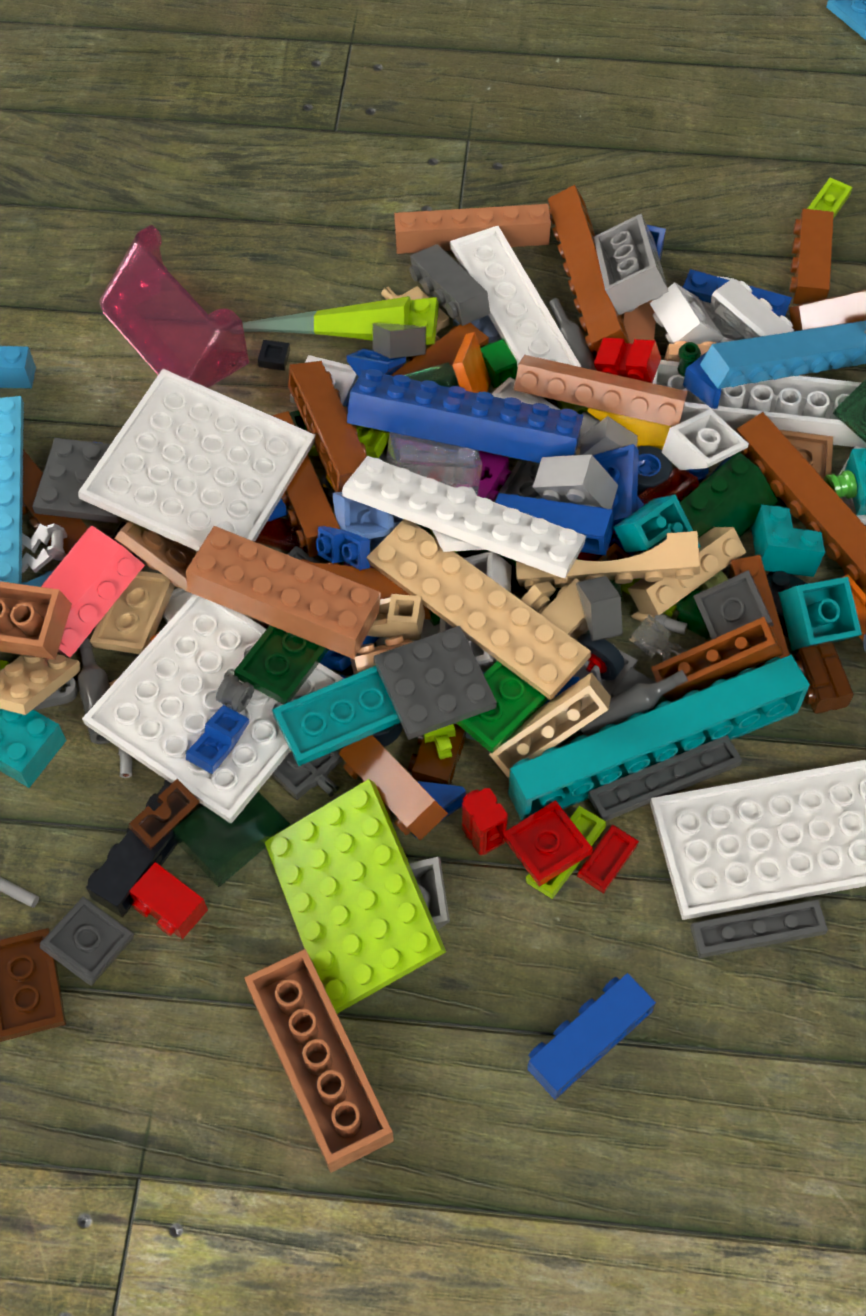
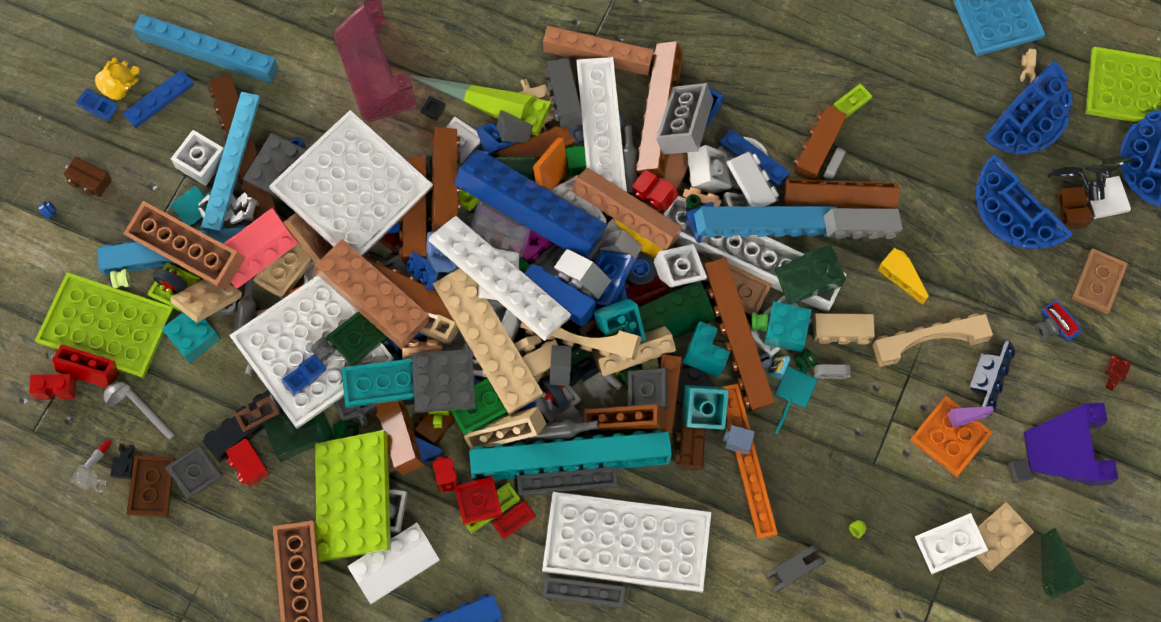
camera: 15 degrees right, 10 degrees up
(300, 806) = (345, 429): none -> dark green slope
(445, 991) = (387, 570): none -> white slope
(631, 619) = (583, 370): none -> black plate
(843, 274) = (834, 164): none -> light grey beam

